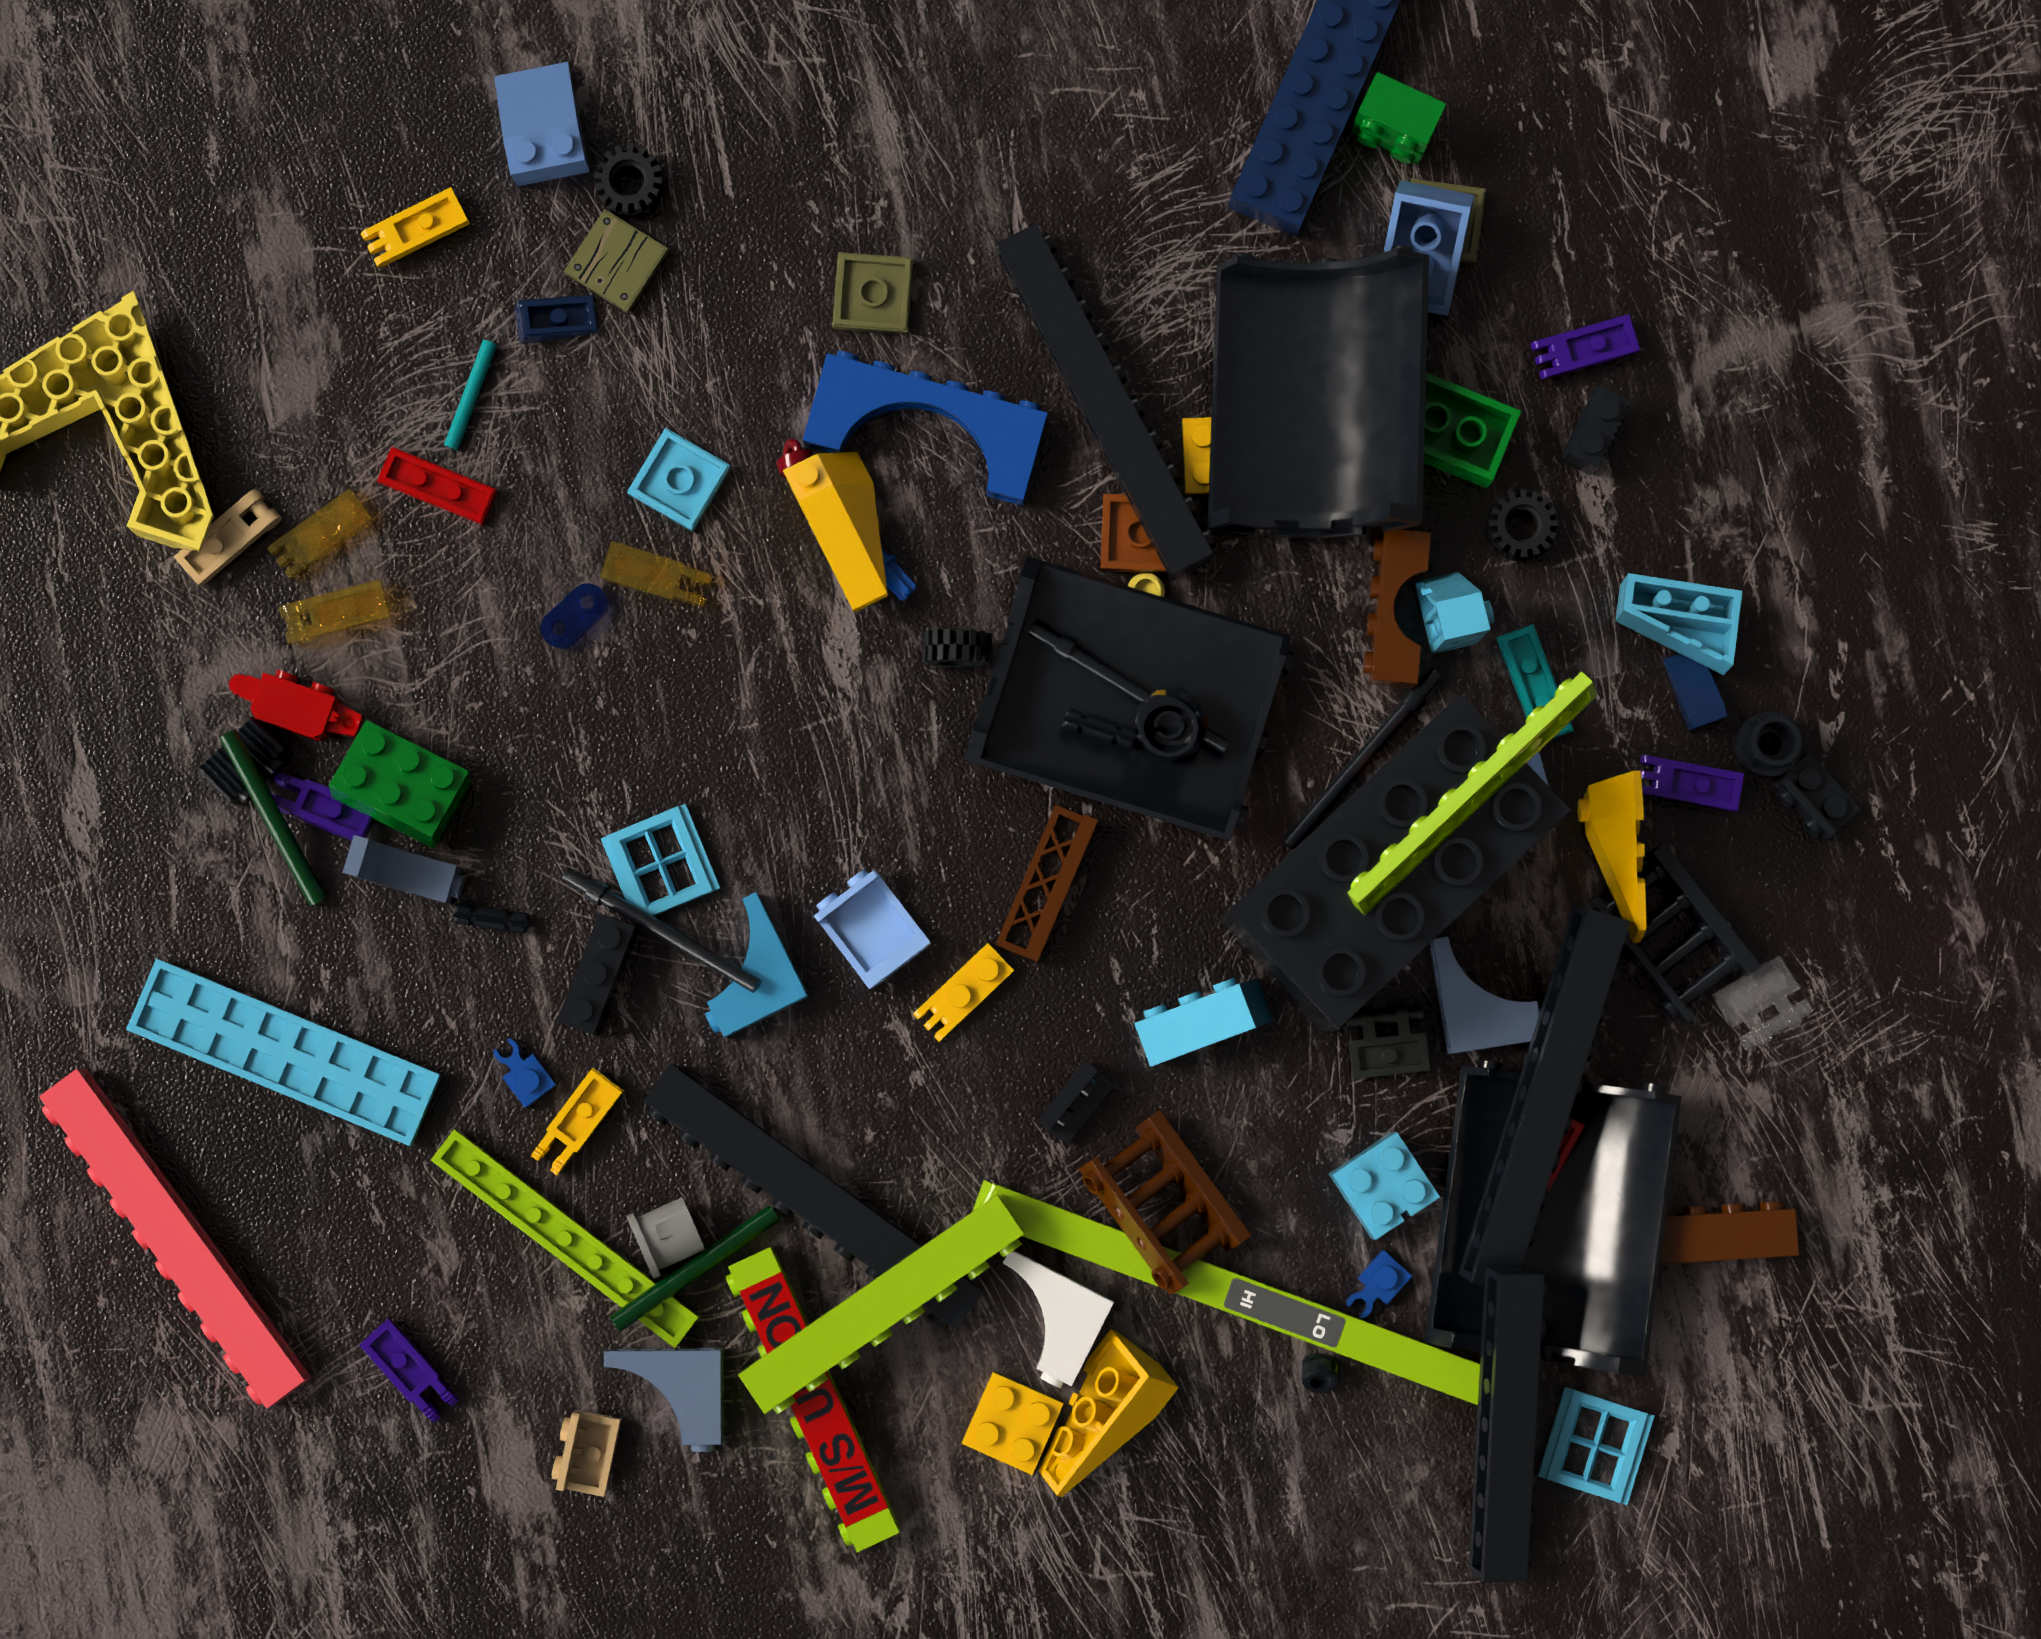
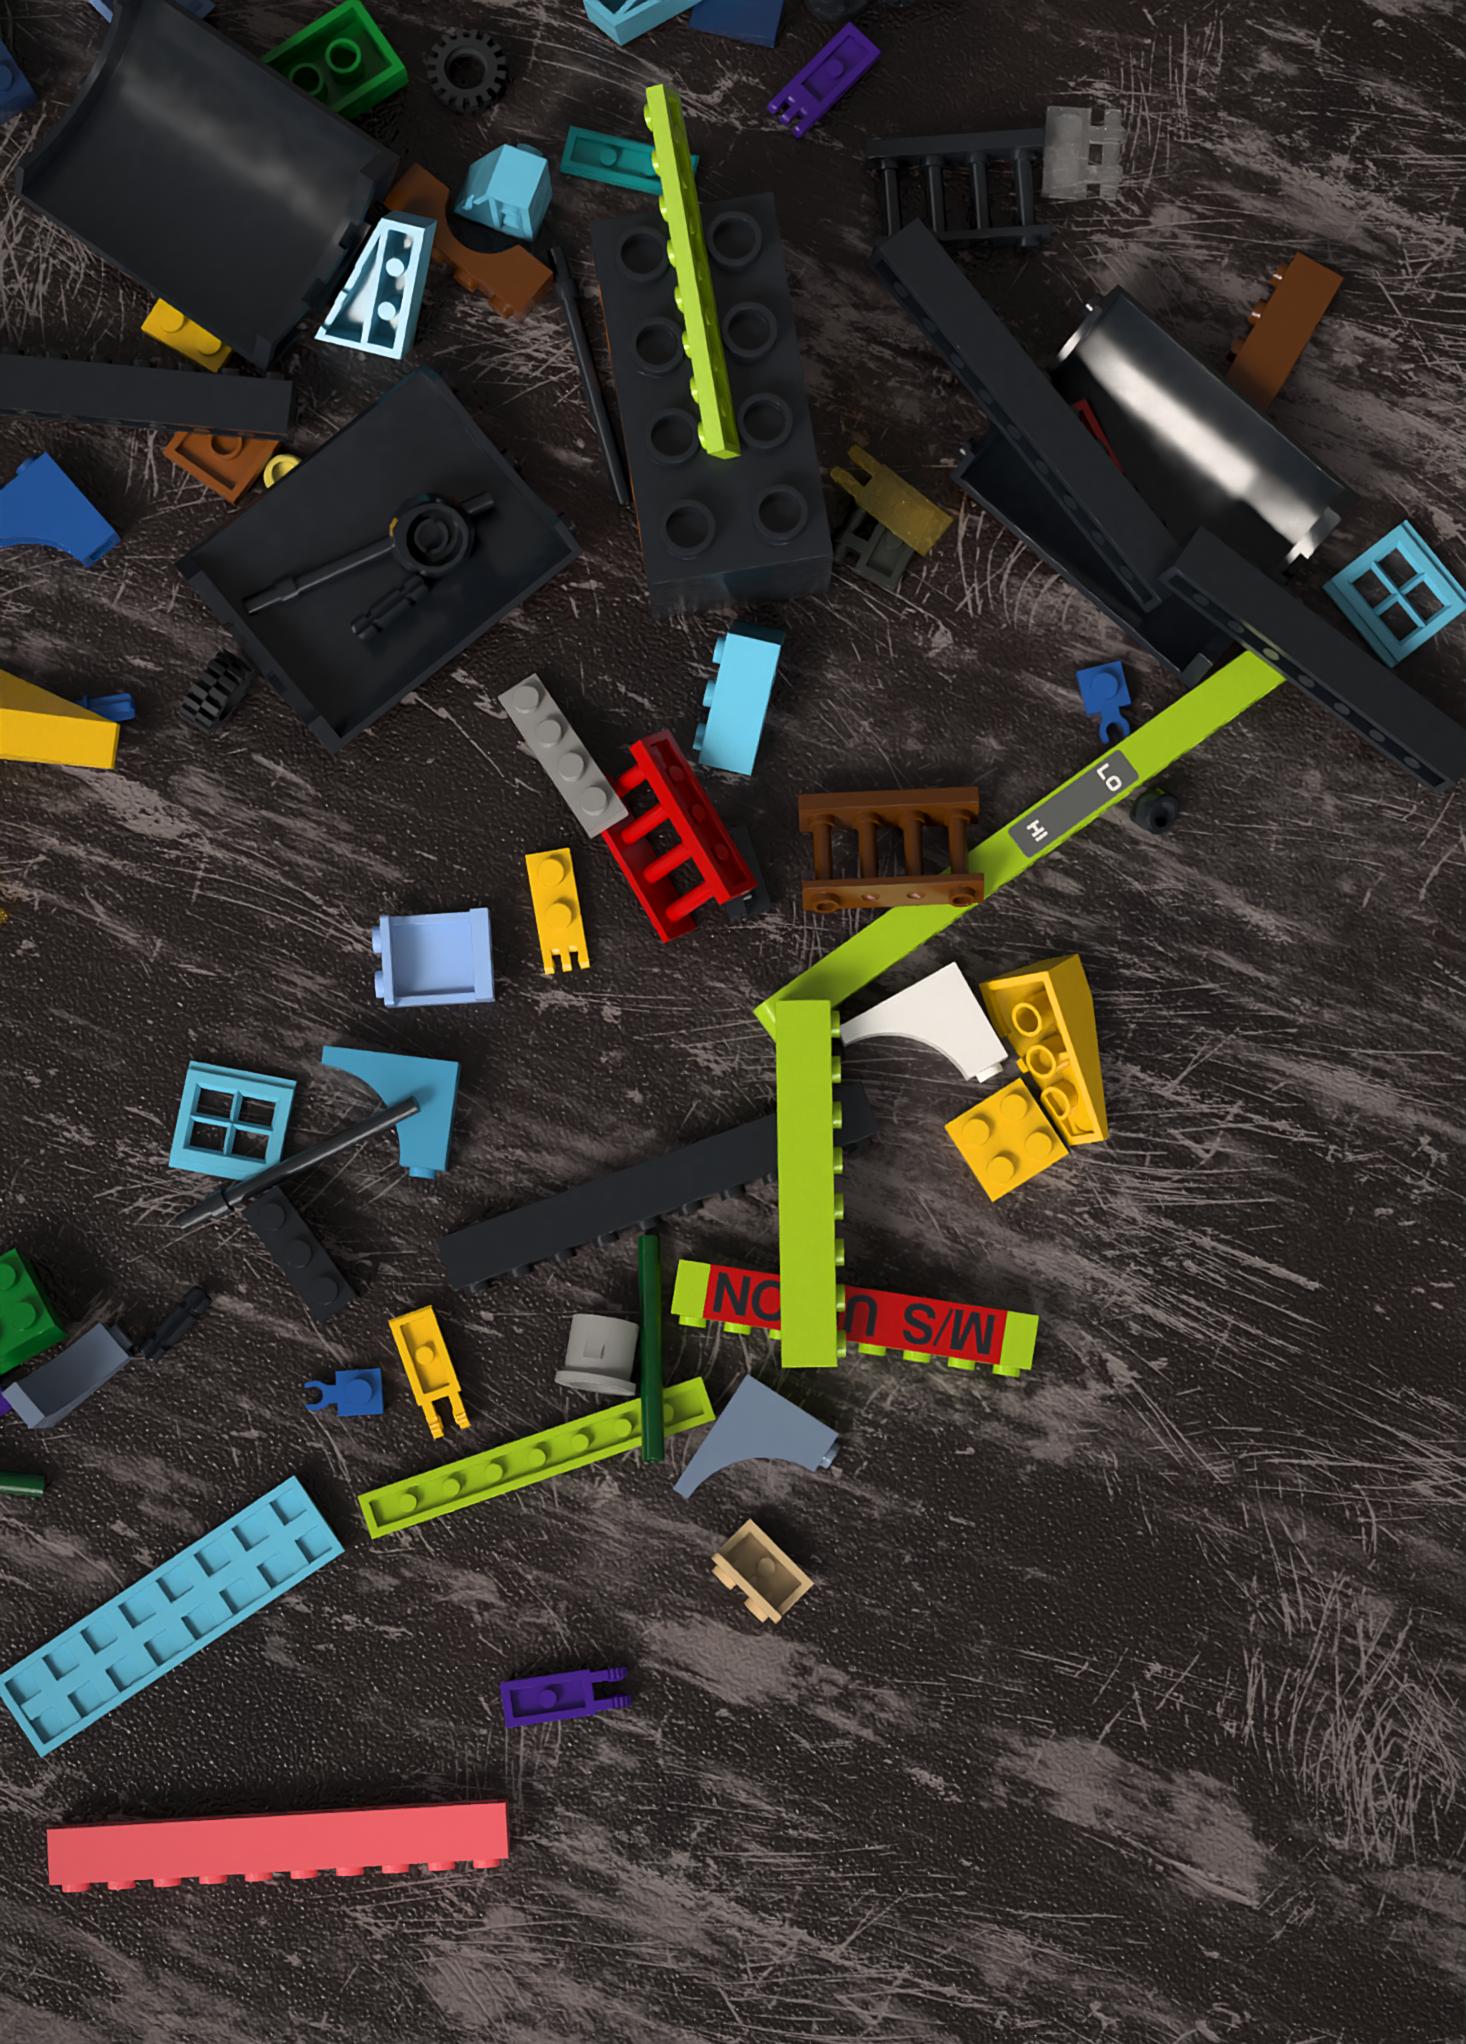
camera: 55 degrees left, 0 degrees up
(1060, 888) = (520, 750): reddish brown fence -> none
(1075, 923) = (563, 756): none -> light grey plate
(1089, 1048) = (697, 825): none -> red fence
(1322, 574) = (386, 289): none -> medium azure wedge
(1383, 1185) = (1015, 628): medium azure piece -> none
(1416, 1039) = (894, 502): none -> clear yellow hinge
(1473, 1016) = (907, 435): sand blue arch -> none
(1612, 825) = (817, 180): yellow wedge -> none

